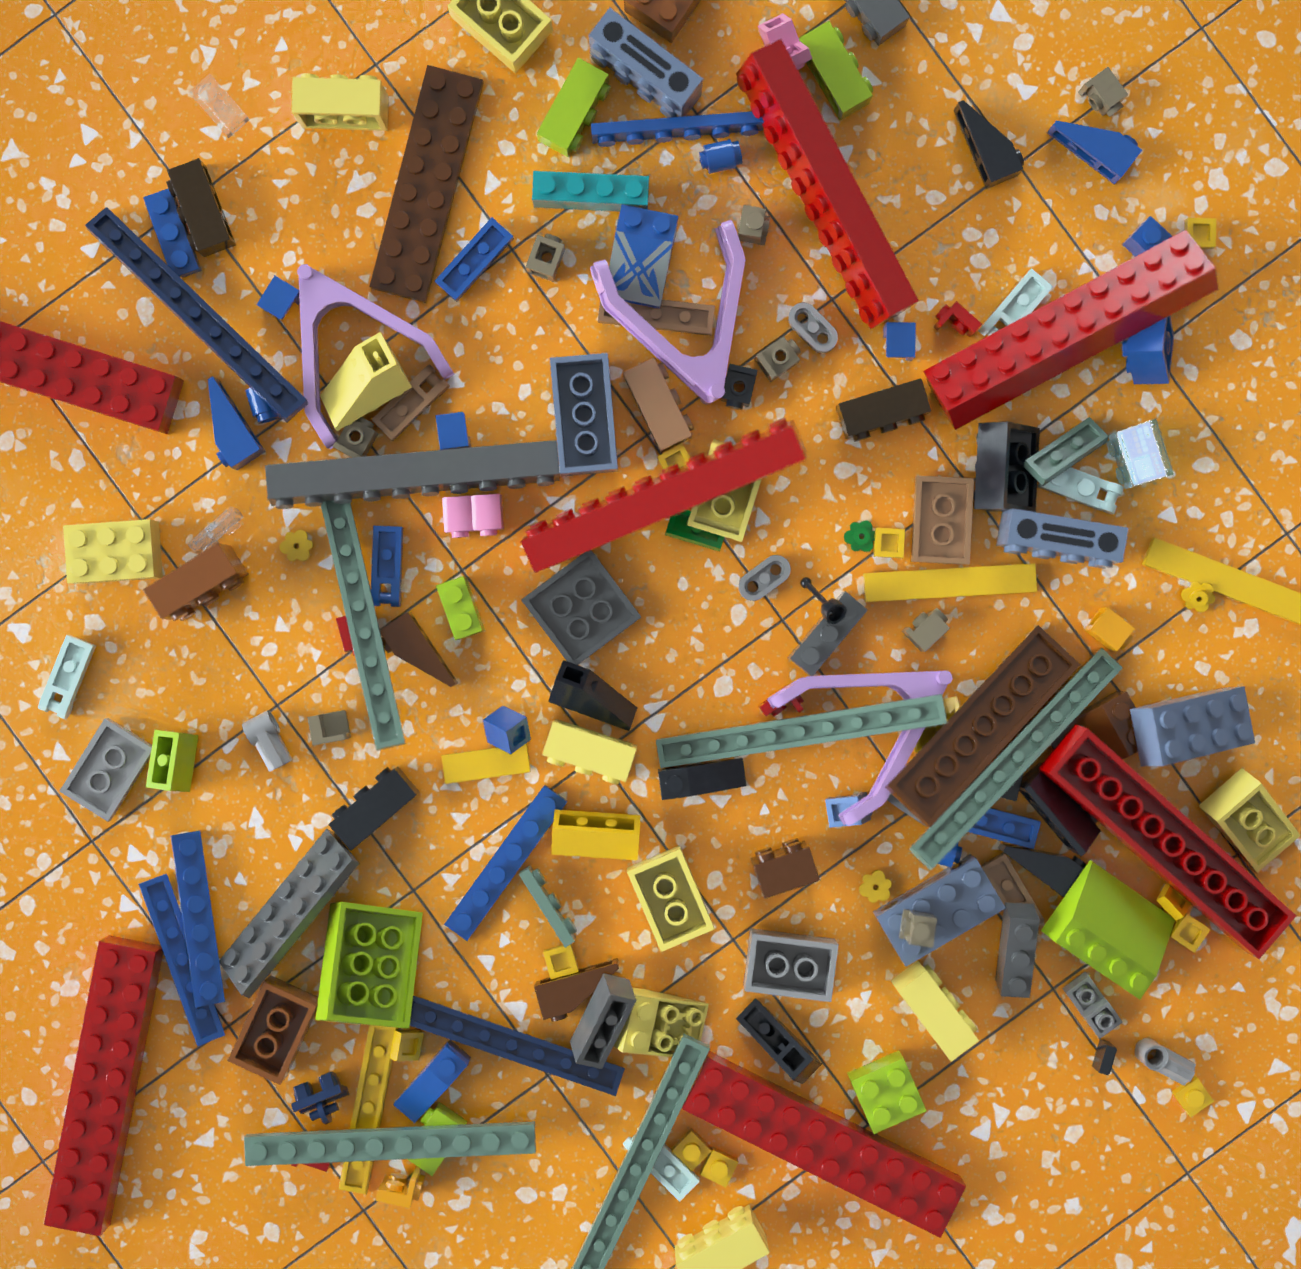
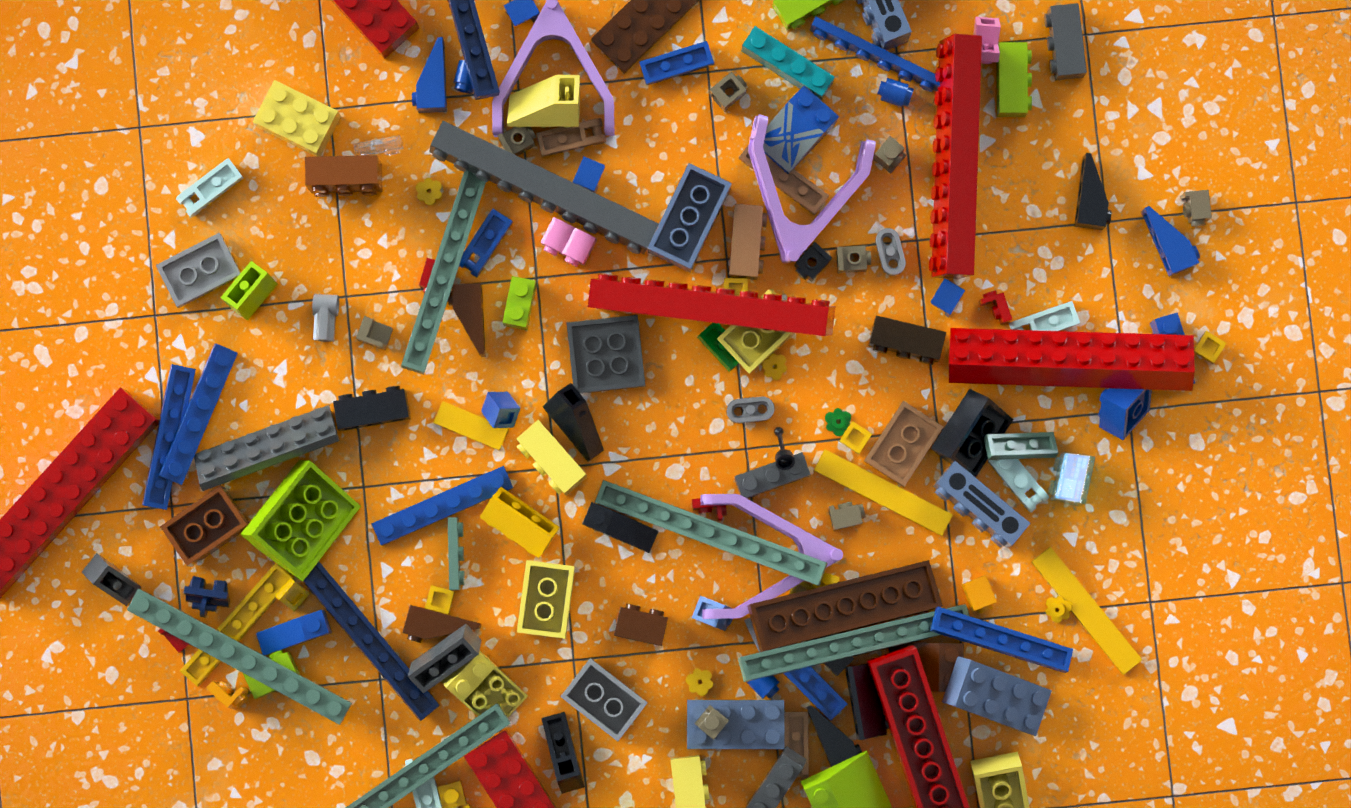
camera: 25 degrees right, 5 degrees down
(210, 1139) = (110, 579): none -> dark grey slope
(762, 518) = (779, 367): none -> yellow plant
(1161, 664) = (1001, 639): none -> blue plate

